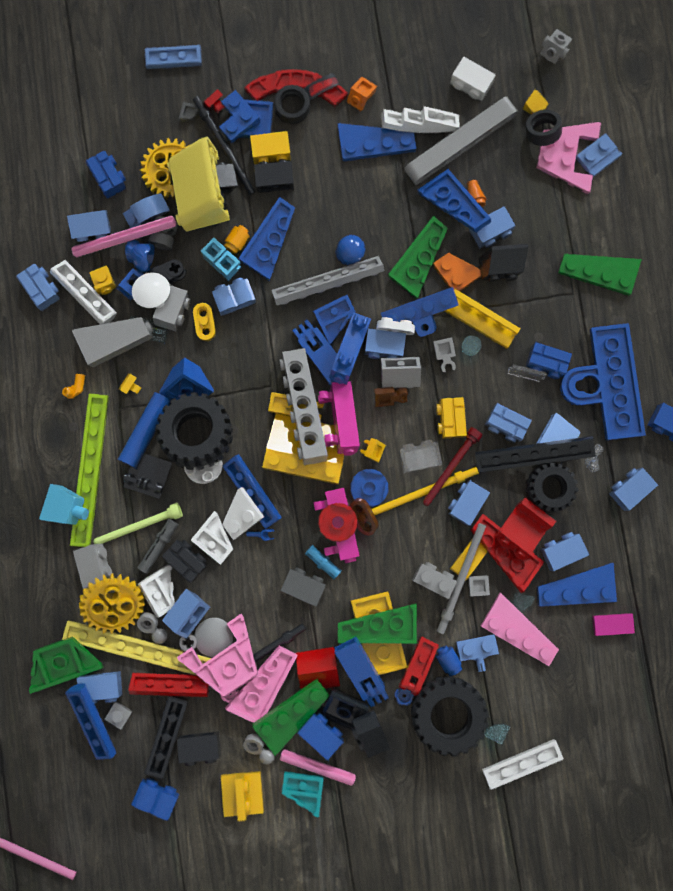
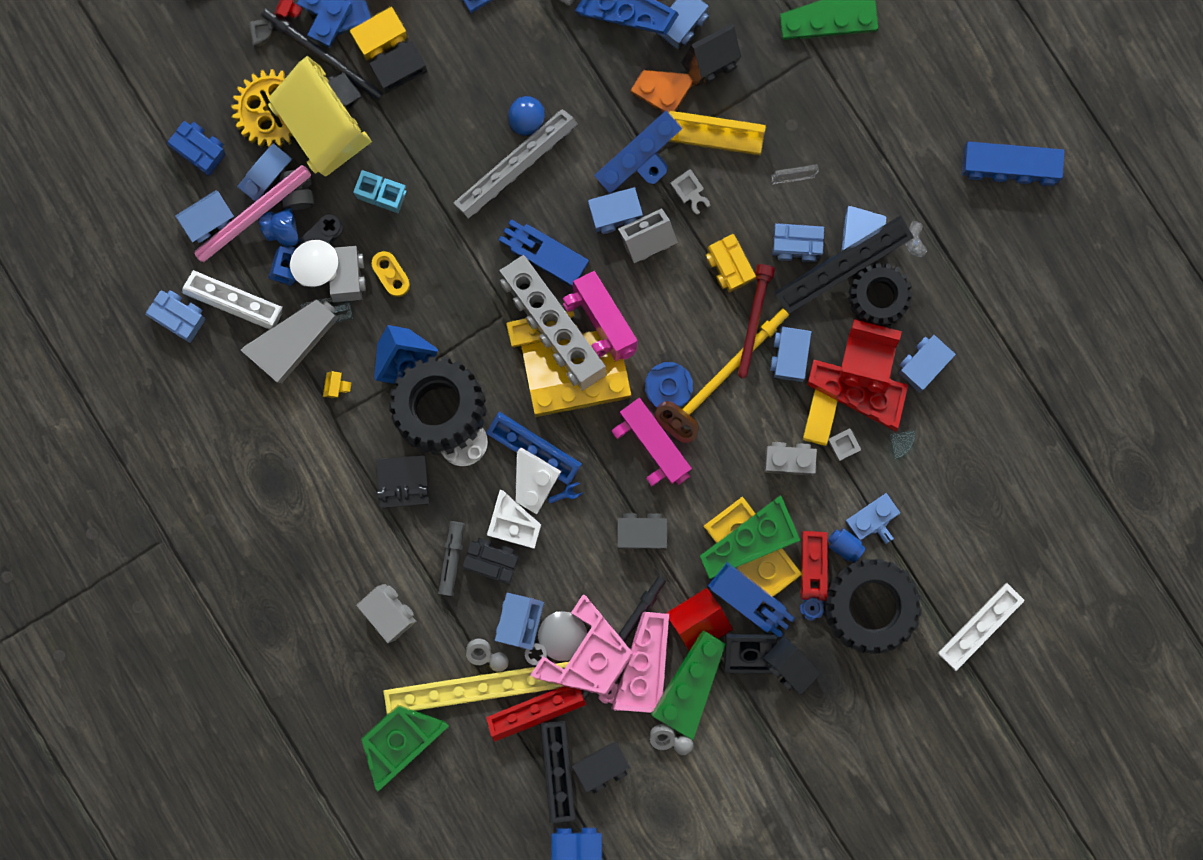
camera: 20 degrees left, 0 degrees up
(63, 506) = (321, 559): medium azure torso -> none
(76, 388) = (273, 417): light orange arm -> none
(90, 466) = (331, 505): lime tile -> none
(90, 721) = (464, 790): blue brick -> none
(99, 614) = (418, 666): yellow gear -> none
(102, 280) = (248, 276): yellow bracket -> none
(103, 685) = (456, 748): medium blue brick -> none
(118, 715) = (491, 772): light grey plate -> none
(143, 431) = (376, 431): blue brick -> none
(159, 591) = (476, 609): white wing -> none
(173, 511) = (451, 512): yellowish green piece -> none
(233, 296) = (412, 229): medium blue brick -> none
(237, 239) = (386, 159): light orange brick -> none
(242, 794) = (673, 800): yellow bracket -> none
(267, 241) = (423, 149): blue wing -> none
(304, 790) = (743, 764): teal wing -> none
(317, 767) = (747, 732): bright pink axle -> none
(321, 735) = (736, 692): blue brick -> none
(323, 562) = (652, 494): dark azure pin -> none
(334, 317) = (541, 203): blue wing -> none
(337, 510) = (639, 450): red tile -> none
(349, 348) = (577, 233): blue brick -> none
(374, 449) = (656, 339): yellow tile -> none
(388, 396) = (645, 269): reddish brown plate -> none
(403, 326) = (628, 180): white plate -> none
(415, 263) = (609, 100): green wing -> none
(420, 457) = (713, 324): clear brick -> none
(447, 613) = (821, 491): light grey bar -> none
(471, 345) = (717, 168): clear light blue tile -> none
(497, 732) = (937, 604): clear light blue tile -> none
(512, 626) = (908, 476): bright pink wing -> none
(548, 360) = (814, 148): blue brick -> none
(583, 588) = (967, 395): blue wing -> none
(613, 624) = (1018, 423): dark pink tile -> none
(616, 382) = (903, 139): blue plate -> none
(633, 488) = (975, 256): medium blue brick -> none

